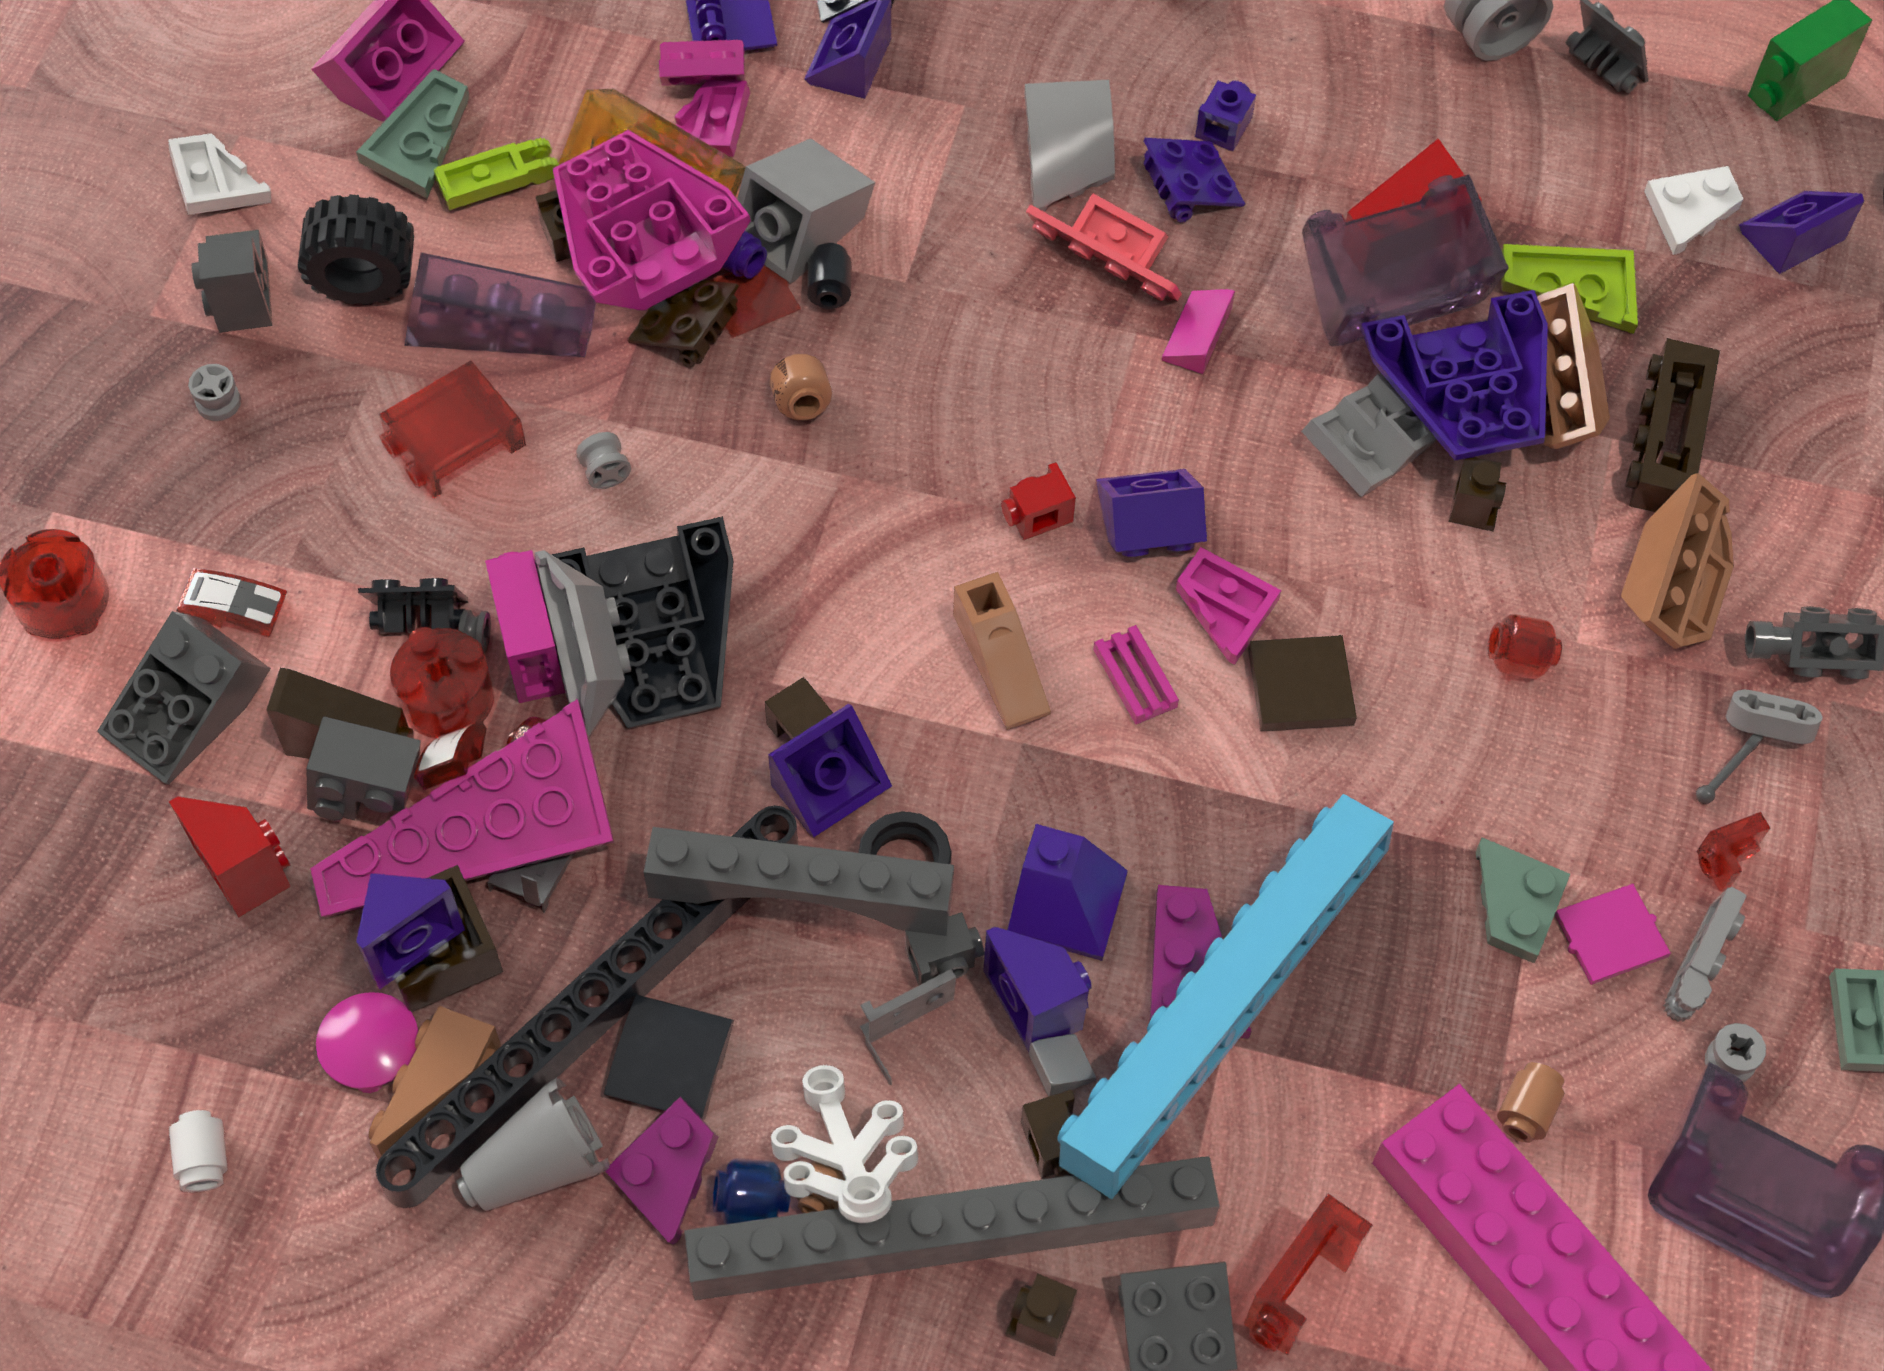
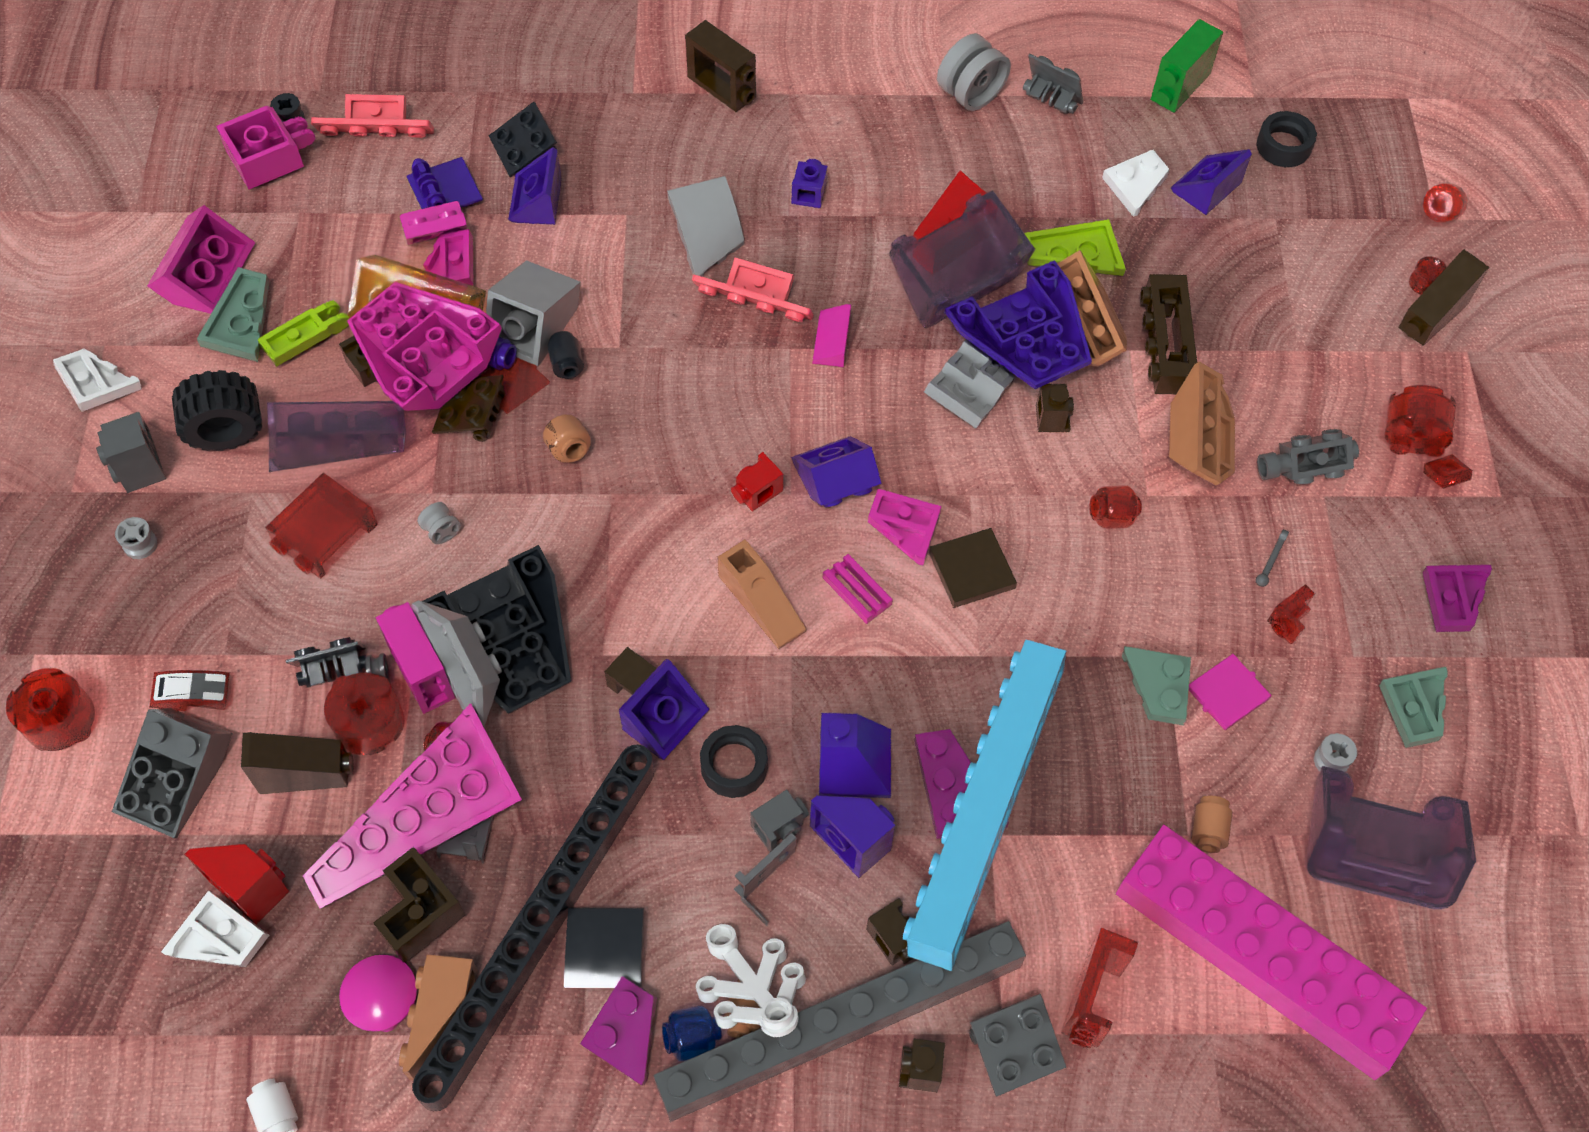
camera: 15 degrees left, 0 degrees up
(185, 916) = (216, 935): none -> white wing
(359, 766) = (319, 792): dark grey brick -> none
(404, 923) = (388, 902): dark purple slope -> none
(450, 755) = (385, 766): clear red slope -> none
(533, 1152) = (525, 1045): light grey cone -> none
(717, 867) = (724, 787): dark grey arch -> none
(1061, 1063) = (883, 880): light grey slope -> none
(1189, 175) = (796, 231): dark purple hinge -> none
(1704, 955) = (1294, 693): light grey hinge -> none
(1774, 716) = (1292, 516): light grey beam -> none

